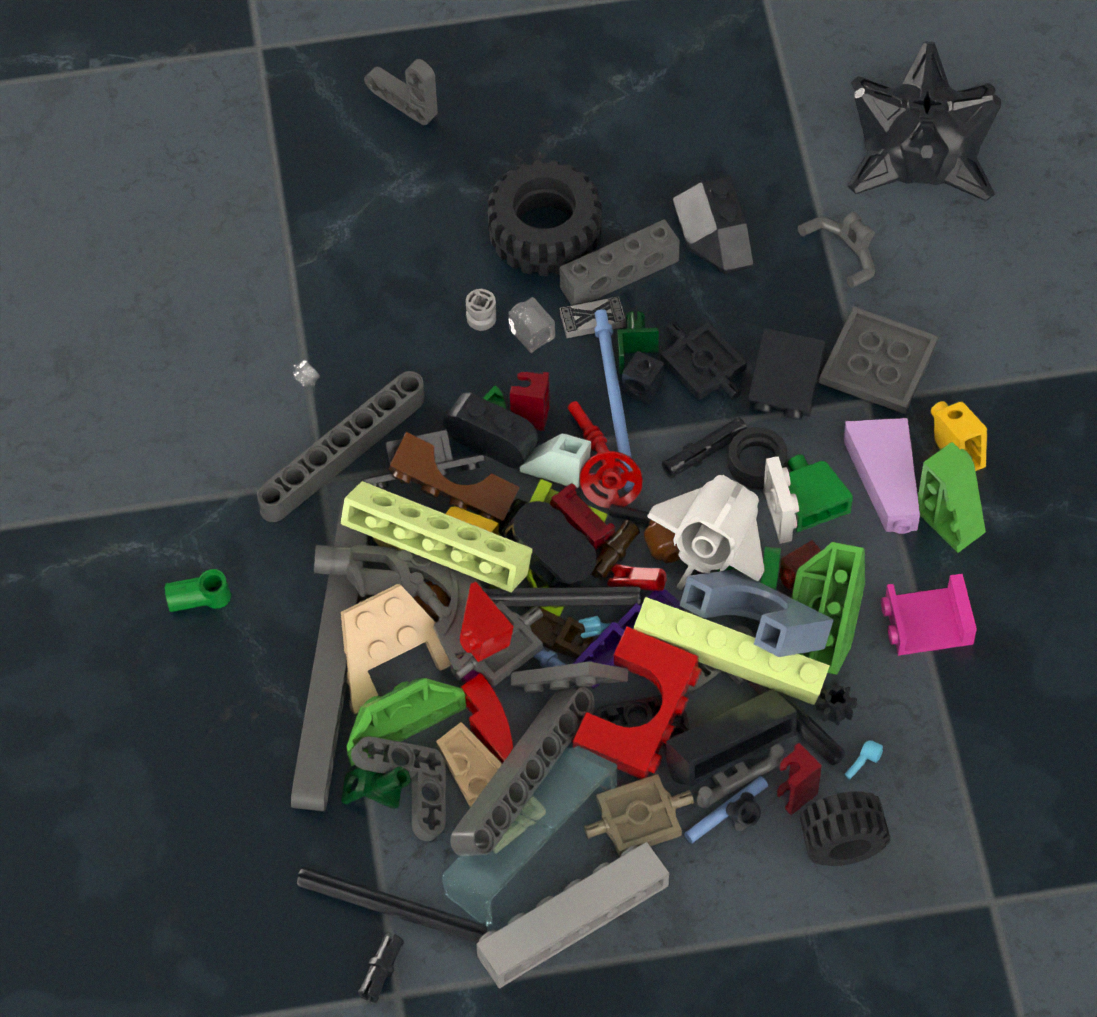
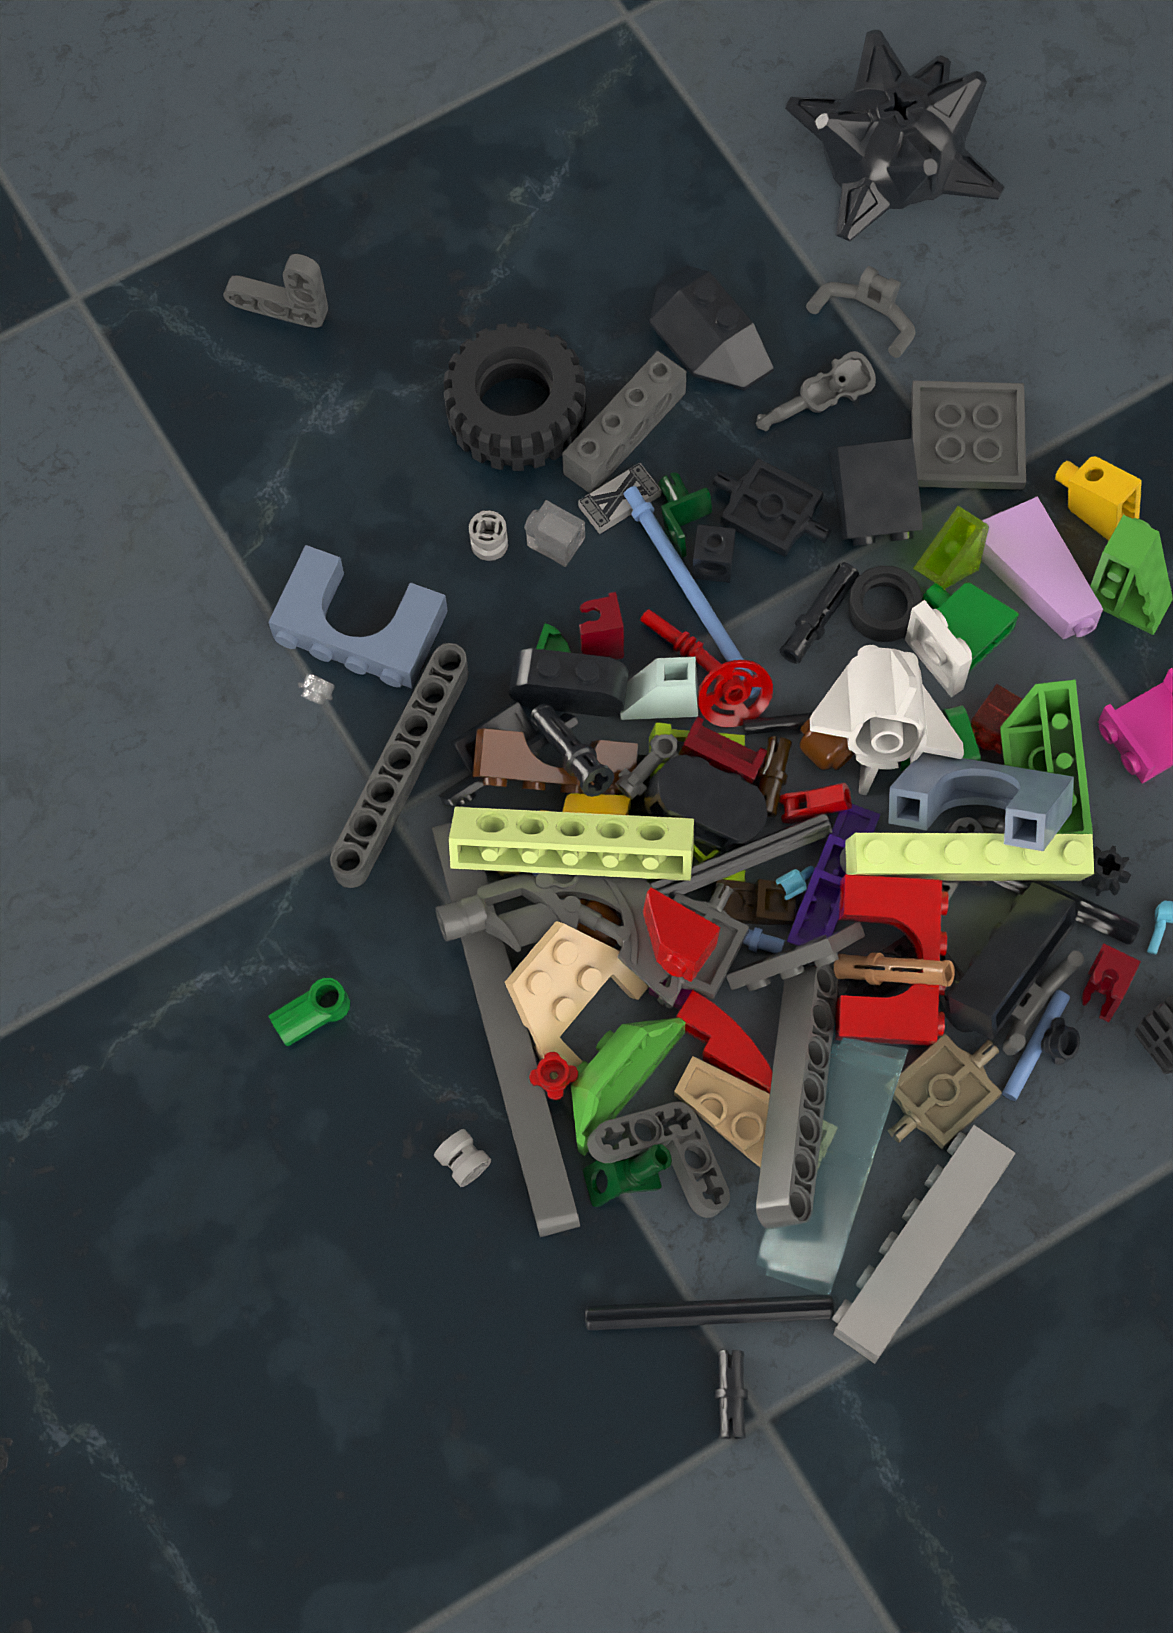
camera: 20 degrees left, 10 degrees up
(260, 733) = (462, 1157): none -> light grey wheel
(347, 687) = (553, 1063): none -> red plate
(368, 366) = (392, 654): none -> sand blue arch
(467, 479) = (579, 758): none -> black pin
(501, 512) = (662, 750): none -> dark grey bar
(625, 705) = (933, 971): none -> medium nougat pin
(807, 289) = (849, 378): none -> dark grey piece
(826, 436) = (955, 549): none -> clear neon green slope

